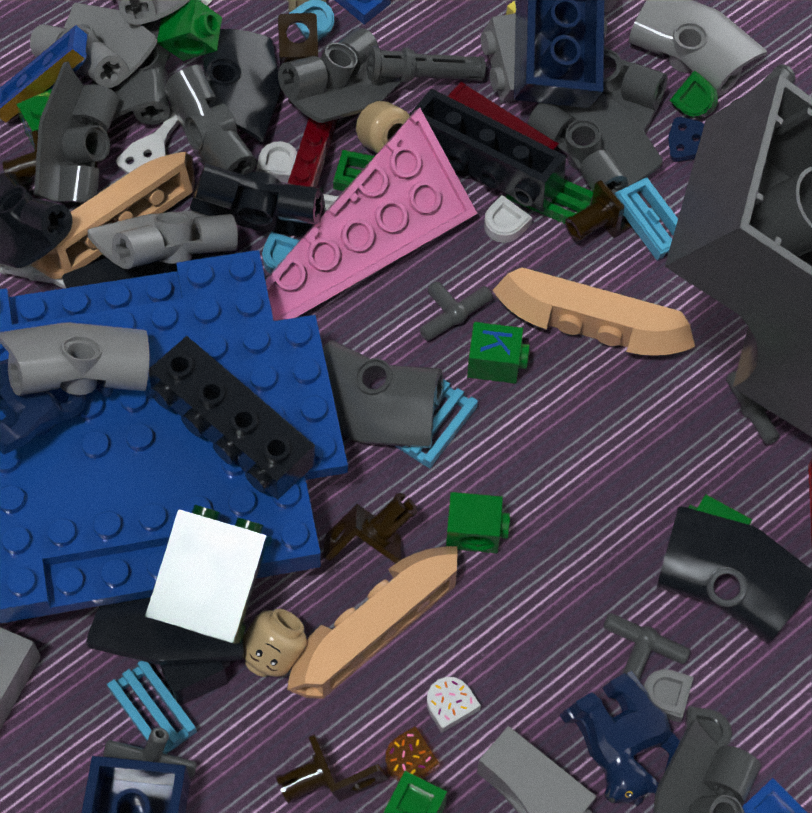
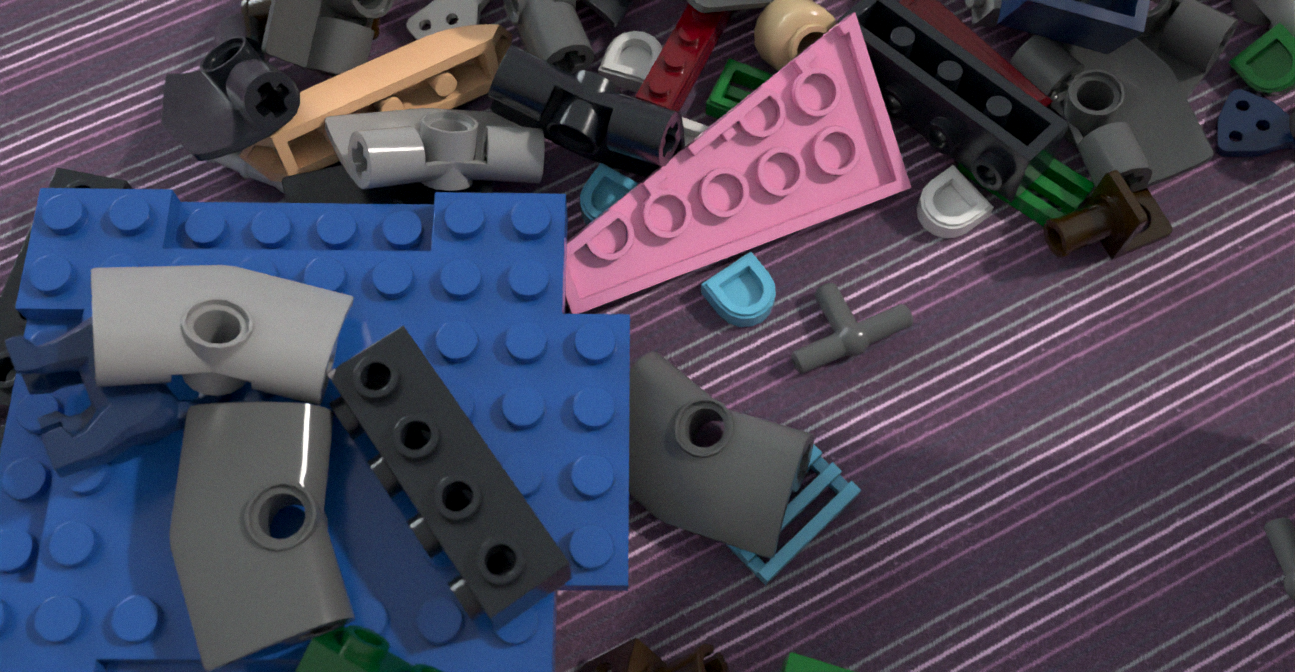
camera: 15 degrees right, 5 degrees up
(105, 437) = (231, 481): none -> dark grey panel
(380, 297) = (741, 292): none -> medium azure tile
(497, 352) = (905, 416): green brick -> none
(595, 313) = (1089, 389): light nougat brick -> none
(645, 220) = (1171, 243): medium azure tile -> none

